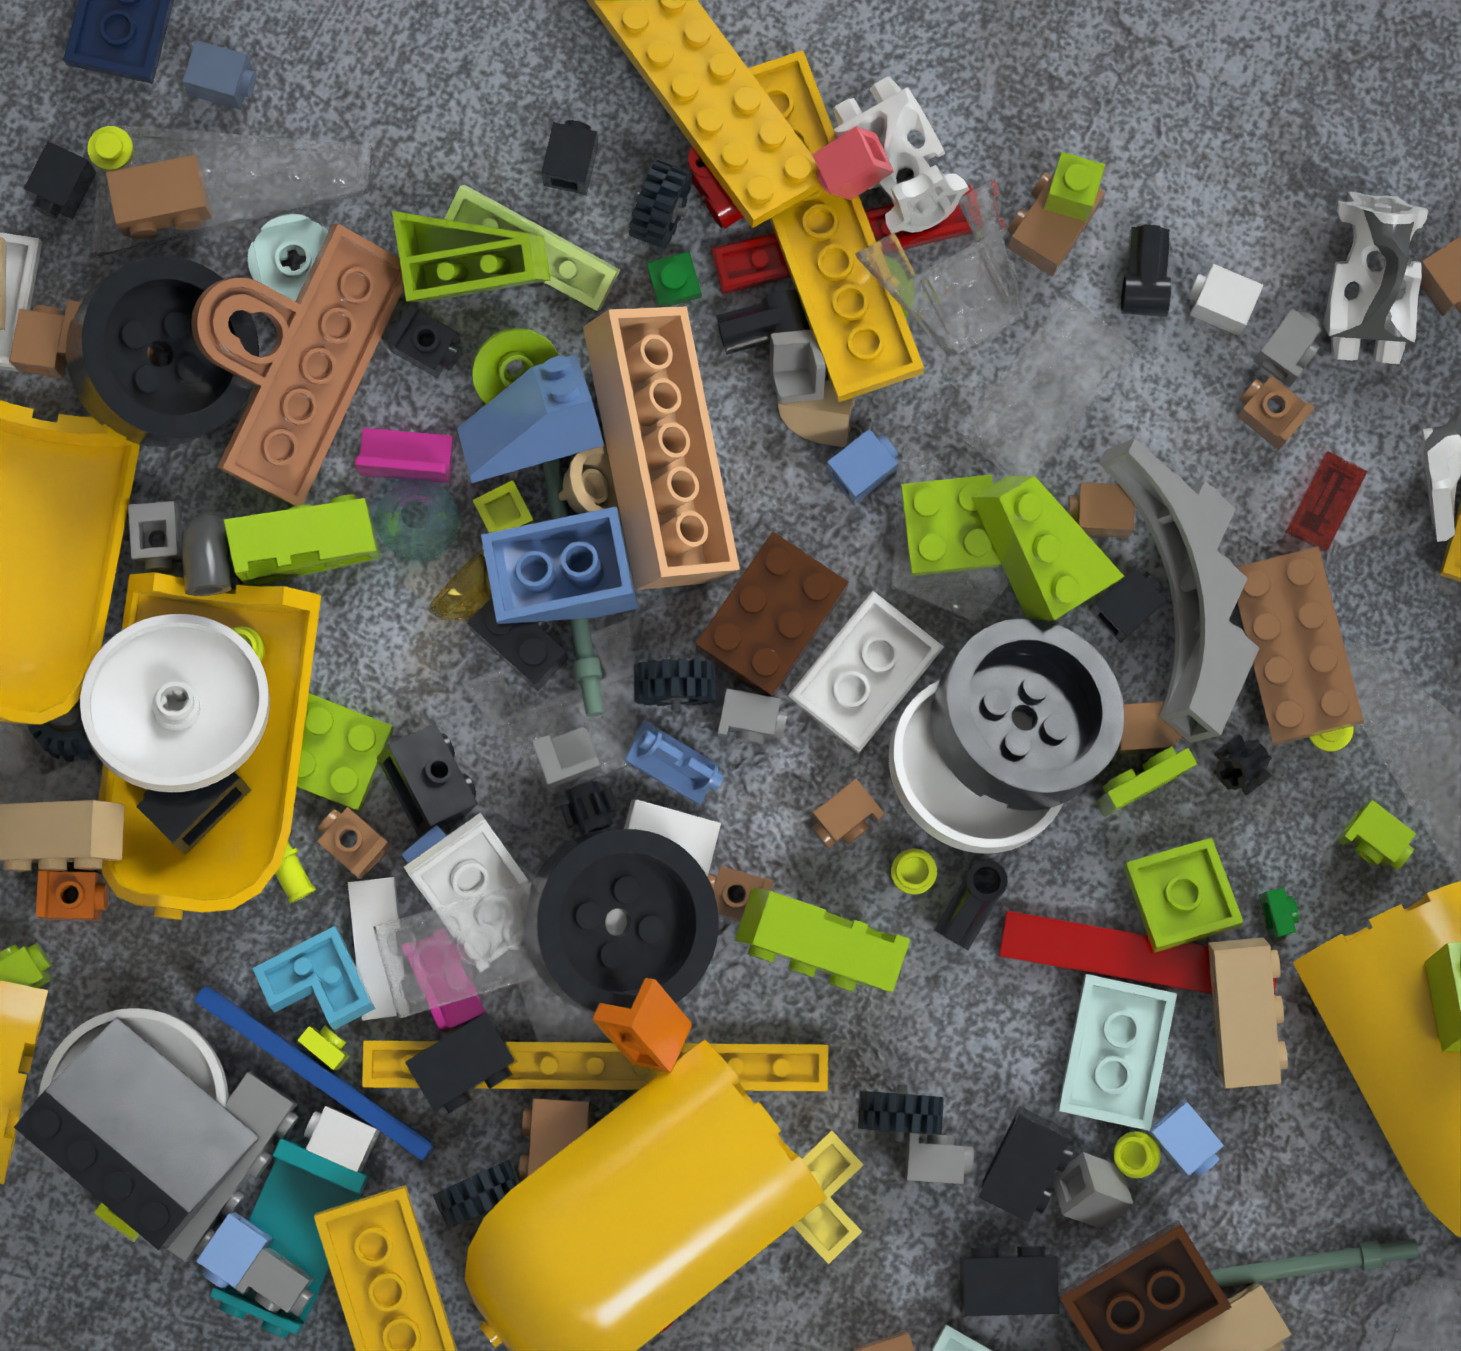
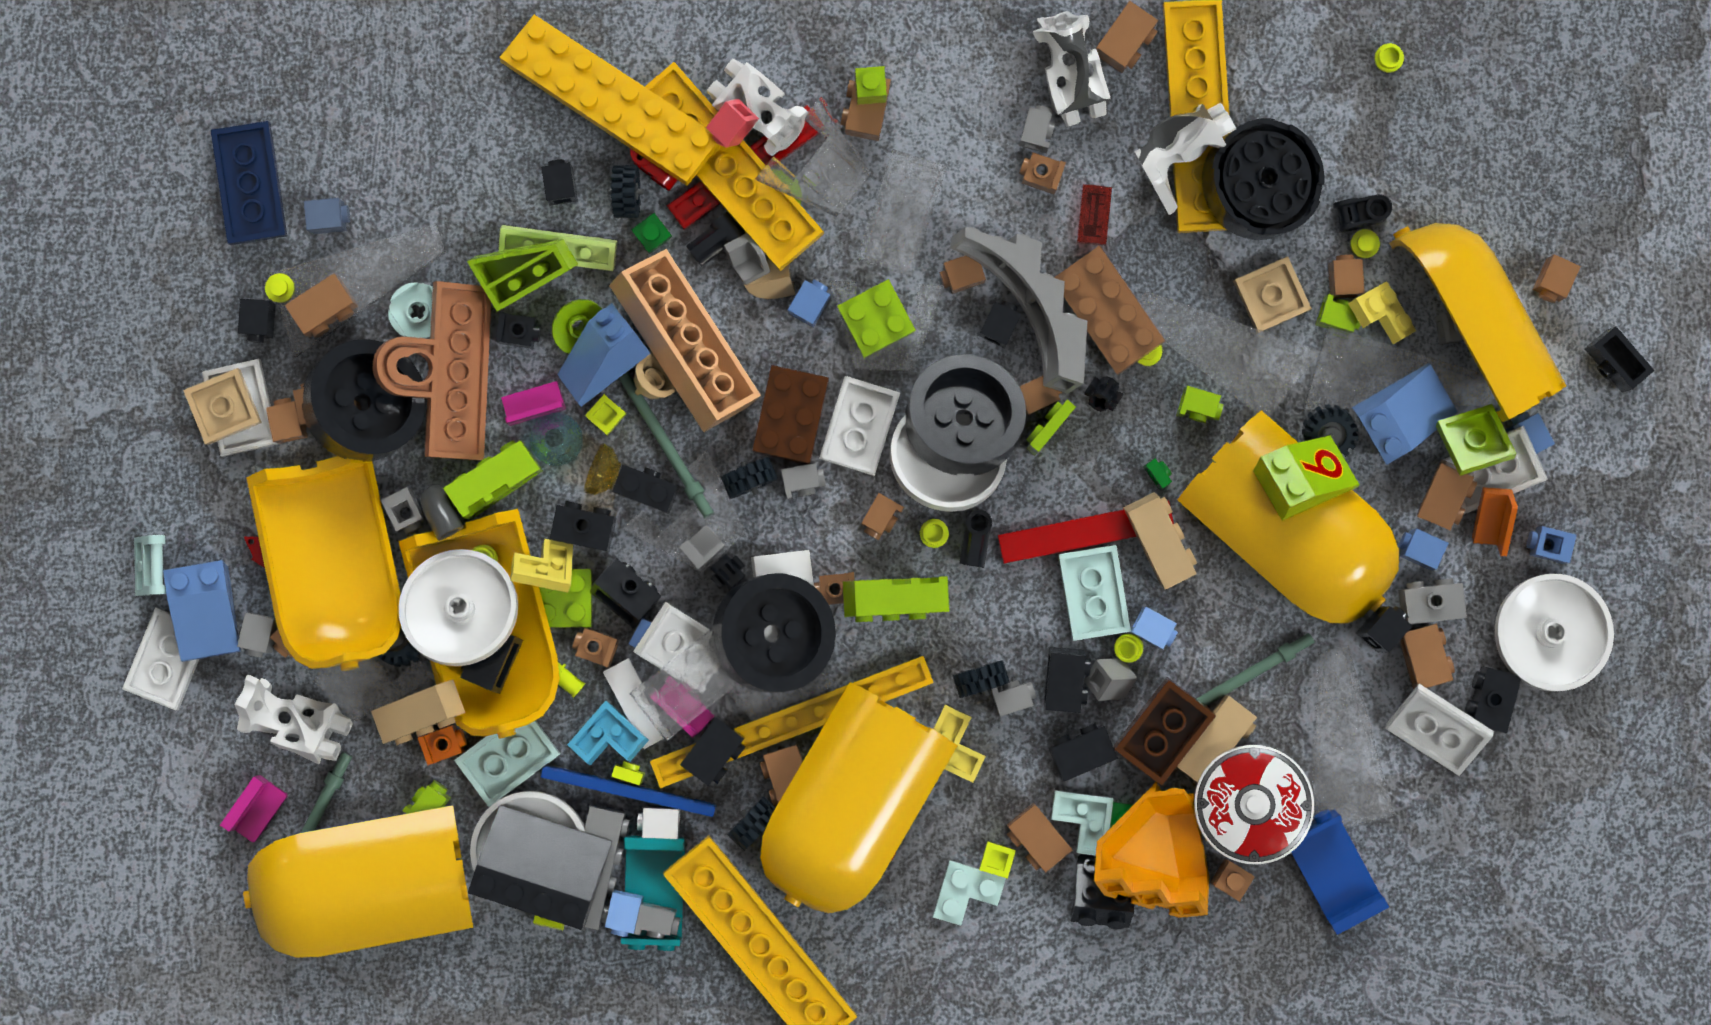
camera: 20 degrees left, 5 degrees up
(152, 958) = (503, 764): none -> light aqua plate
(328, 703) = (549, 571): none -> light yellow plate
(404, 660) = (583, 527): none -> black brick
(560, 569) = (654, 437): medium blue slope -> none
(649, 1031) = (816, 691): orange panel -> none
(673, 763) = (767, 525): medium blue hinge -> none
(1042, 548) = (936, 312): lime wedge -> none
(1146, 284) = (936, 124): black piece -> none
(1183, 895) = (1097, 485): lime plate -> none
(1224, 299) = (987, 115): white brick -> none

